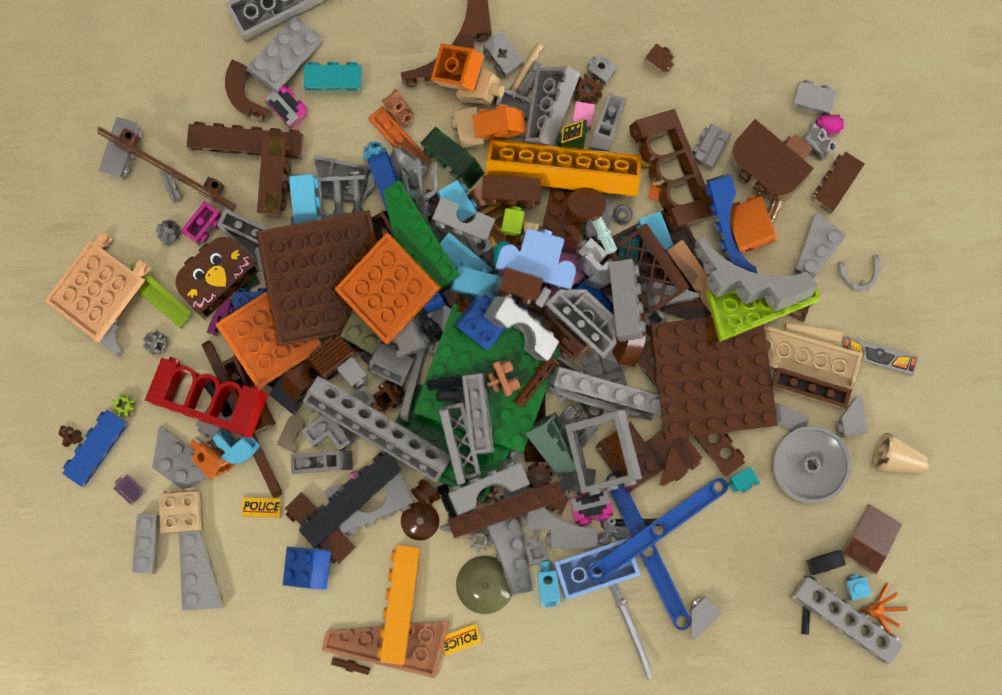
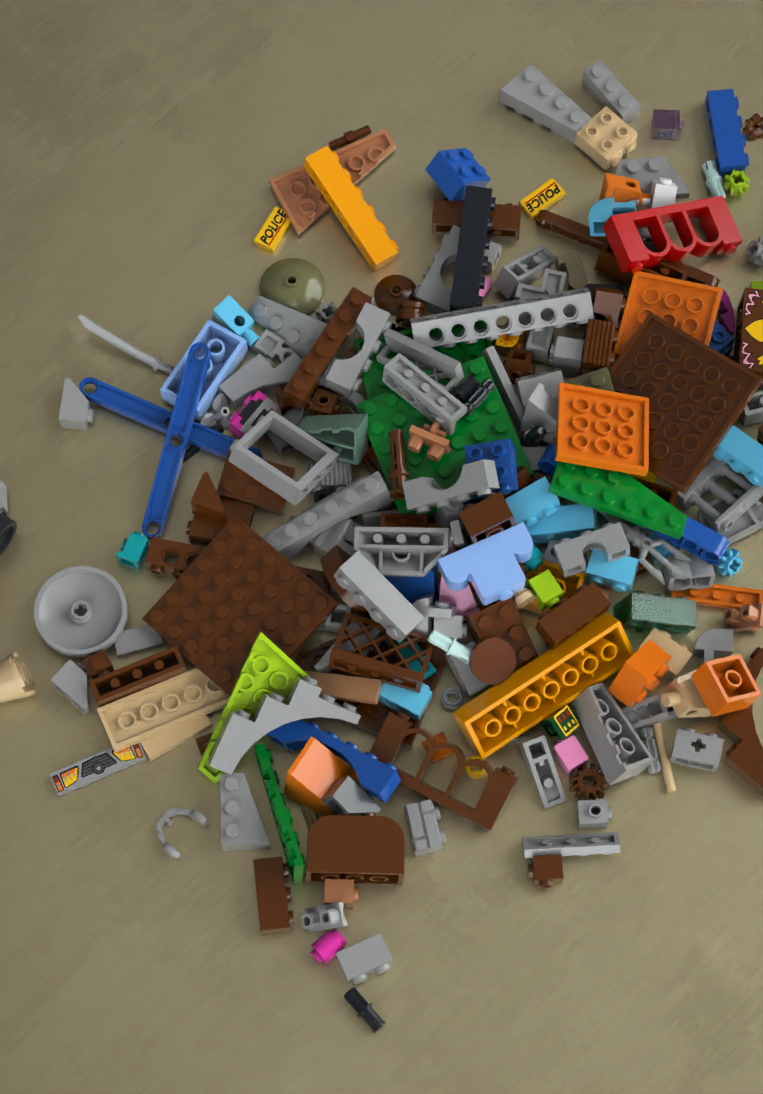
camera: 145 degrees right, 15 degrees down
(136, 420) = (713, 179): none -> light aqua axle
(182, 435) = (662, 192): none -> white brick
(434, 111) = (713, 644): none -> light grey brick
(631, 62) = (572, 844): none -> light grey plate
(749, 194) = (349, 798): none -> slope
(794, 222) = (282, 816): none -> green wing
(828, 417) = (98, 664): none -> reddish brown brick
(838, 69) = (364, 1009): none -> black axle

